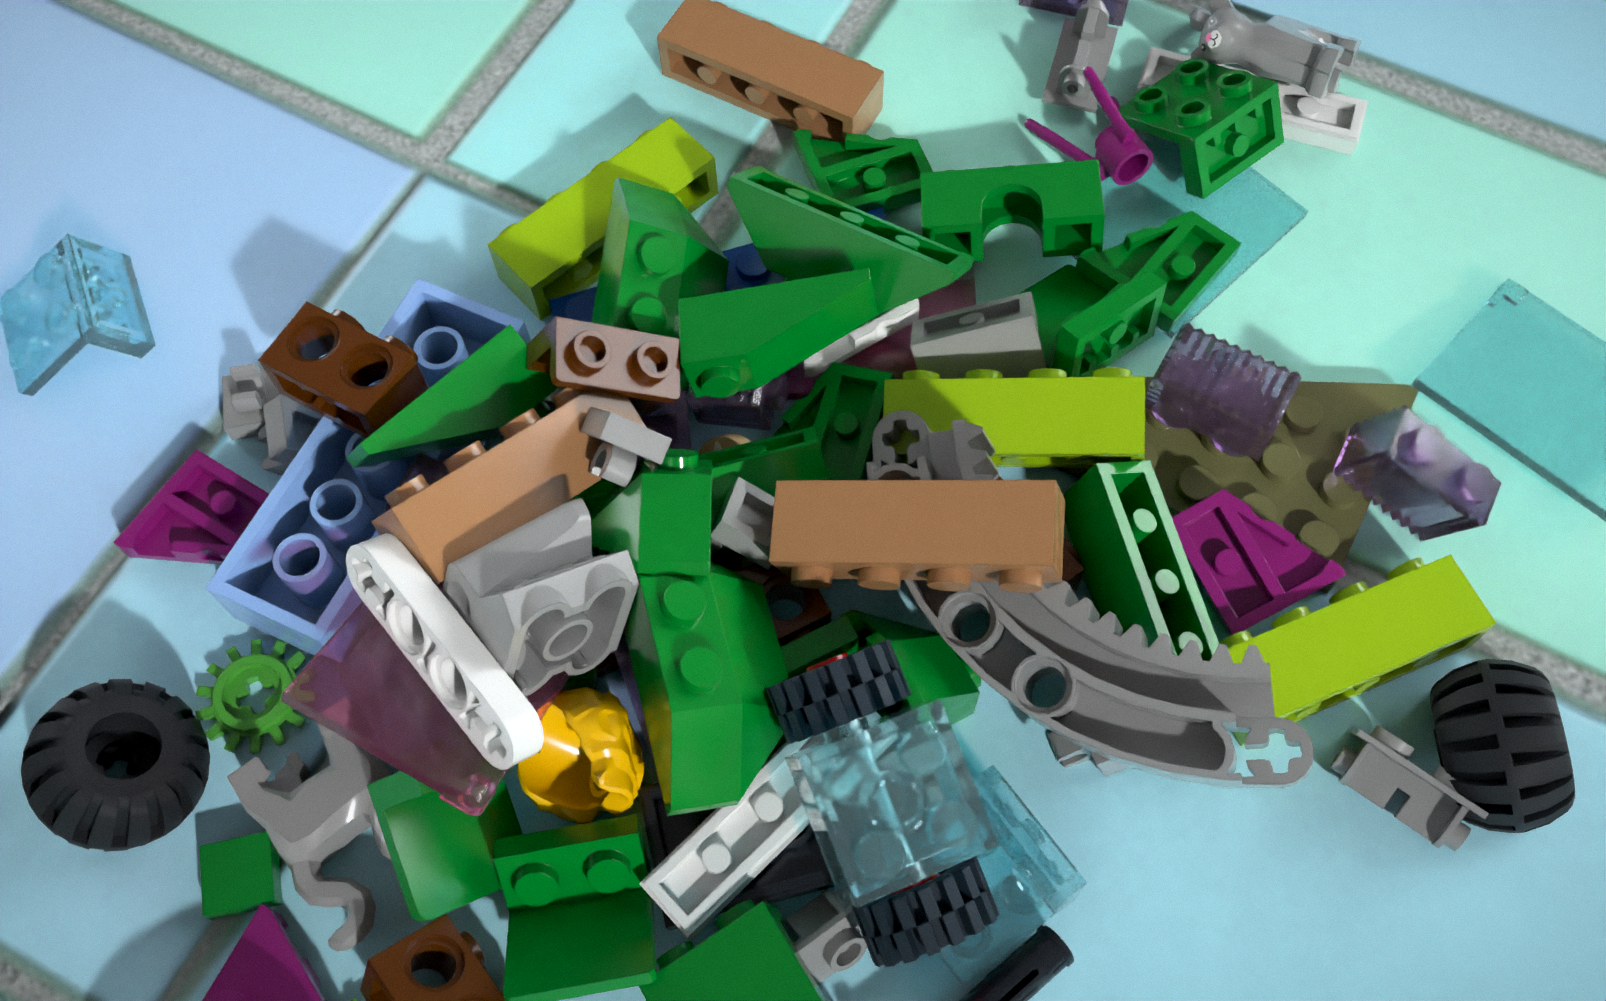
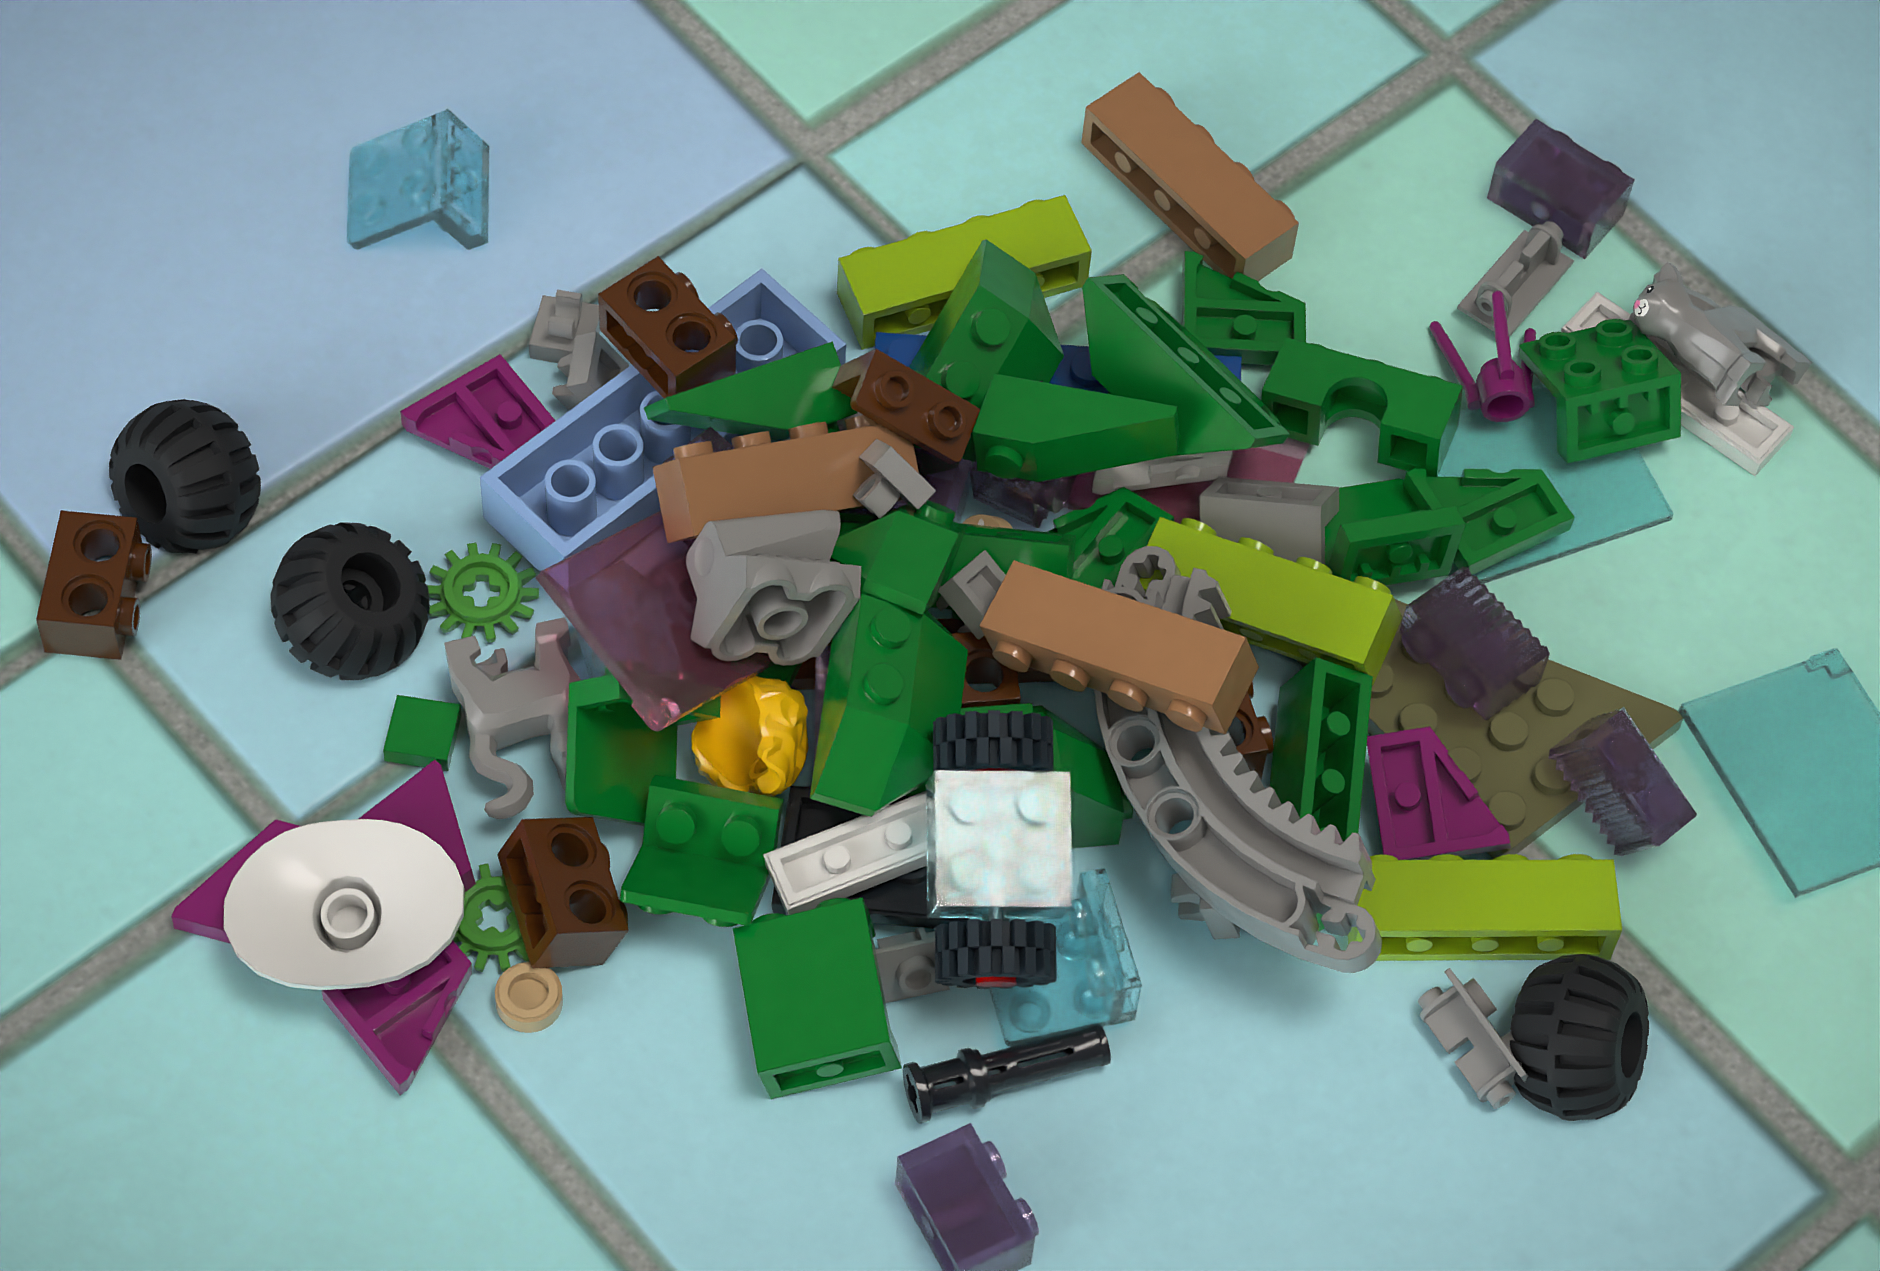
camera: 15 degrees right, 5 degrees down
(445, 651) = (696, 650): white beam -> none

